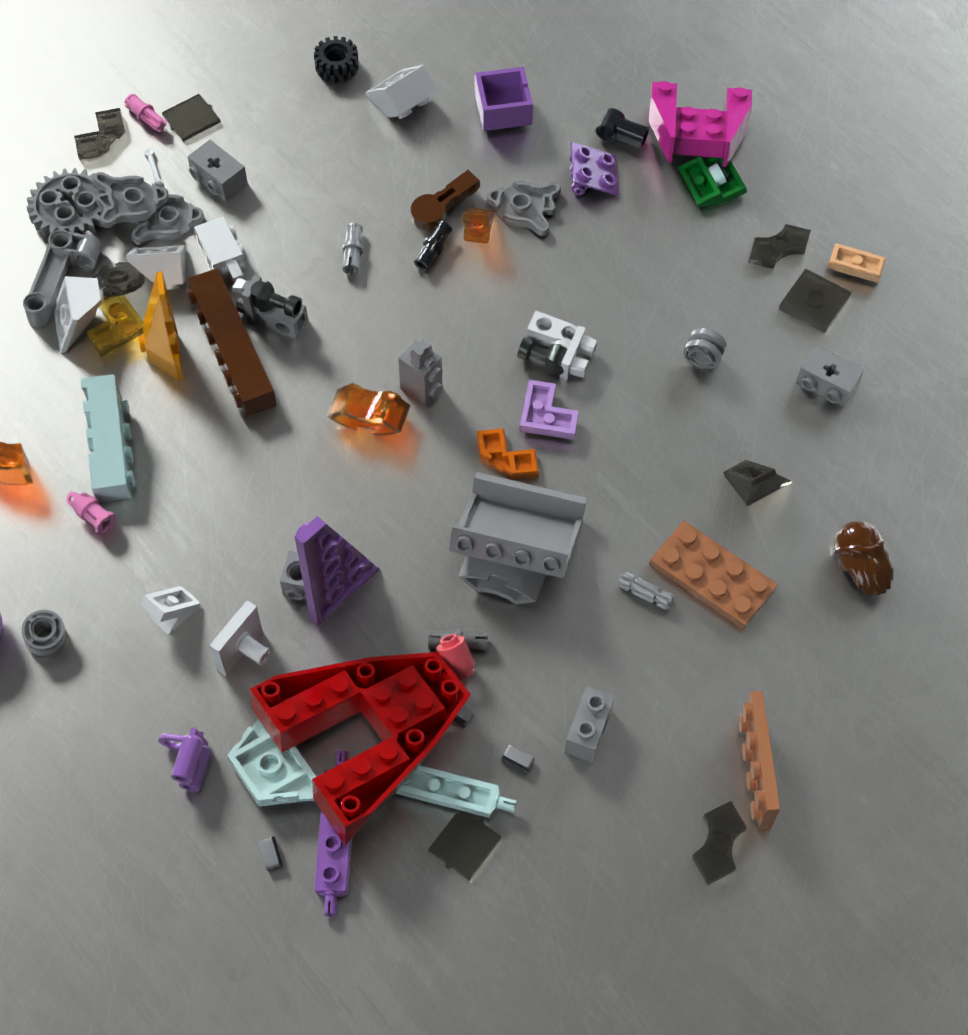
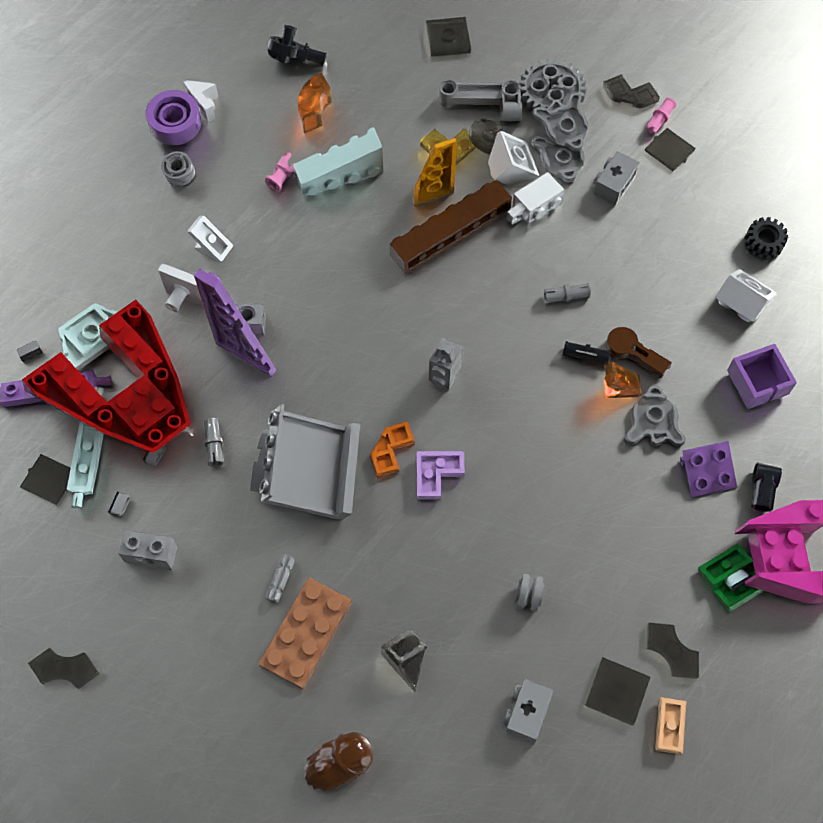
camera: 80 degrees right, 5 degrees up
(75, 308) = (449, 115): white slope -> none
(149, 153) = (623, 130): white hinge -> none
(191, 758) = (90, 280): medium lavender piece -> none
(270, 309) = (487, 238): light grey hips -> none
(369, 409) = (406, 336): clear orange brick -> none
(457, 655) = (192, 440): coral brick -> none
(564, 345) = (504, 475): white hips -> none
(759, 755) = (116, 688): nougat plate -> none

